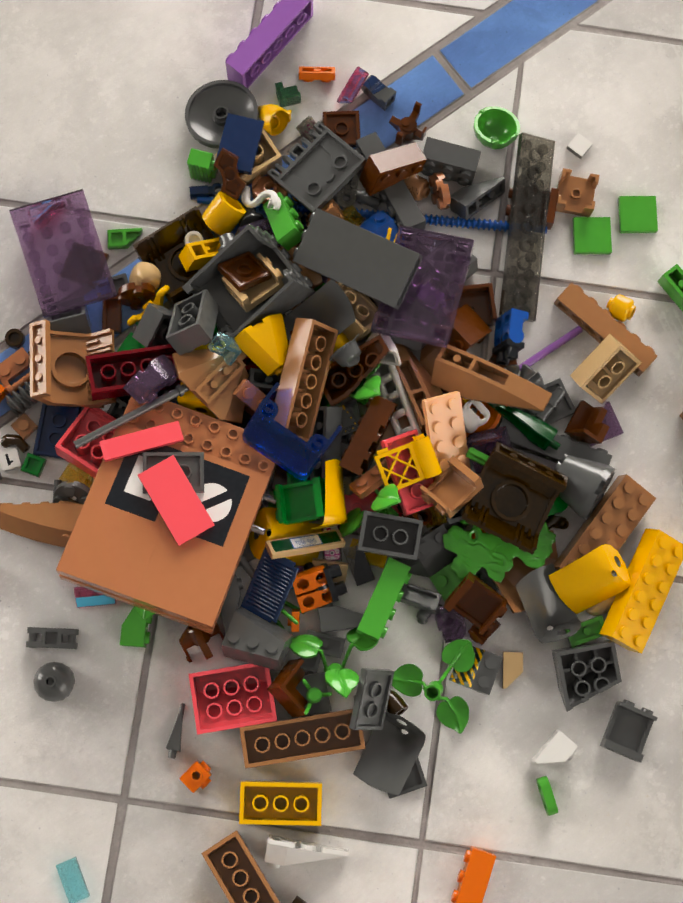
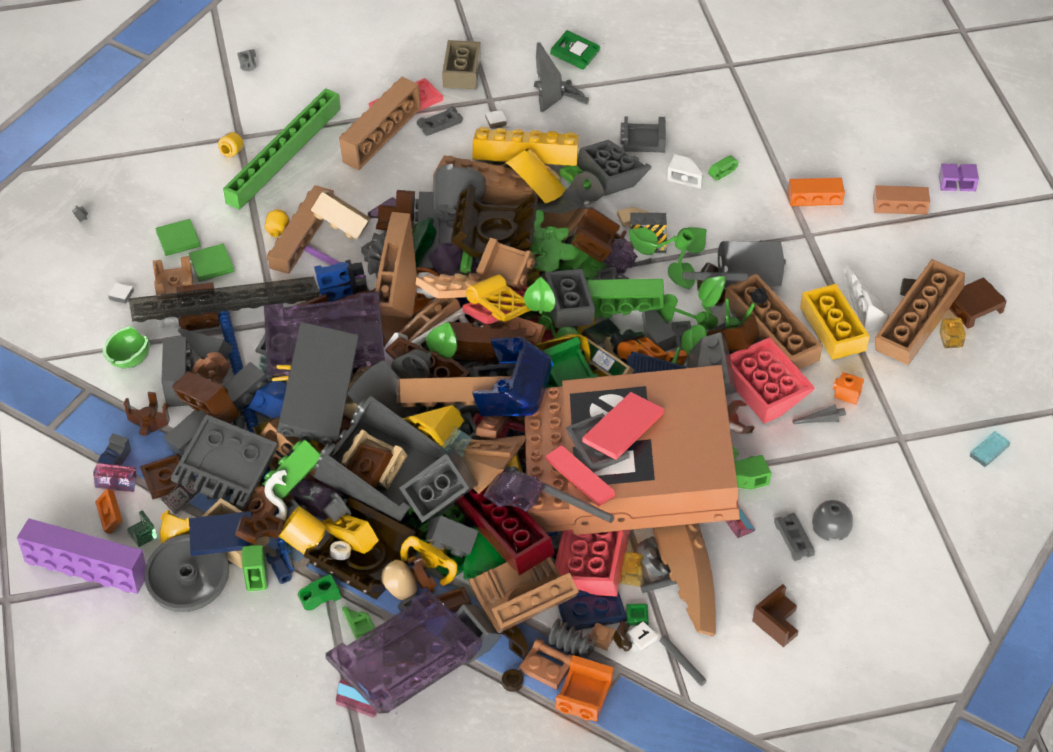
camera: 105 degrees left, 30 degrees down
(161, 212) = (319, 592): none -> green leg
(329, 733) = (759, 296): none -> black piece

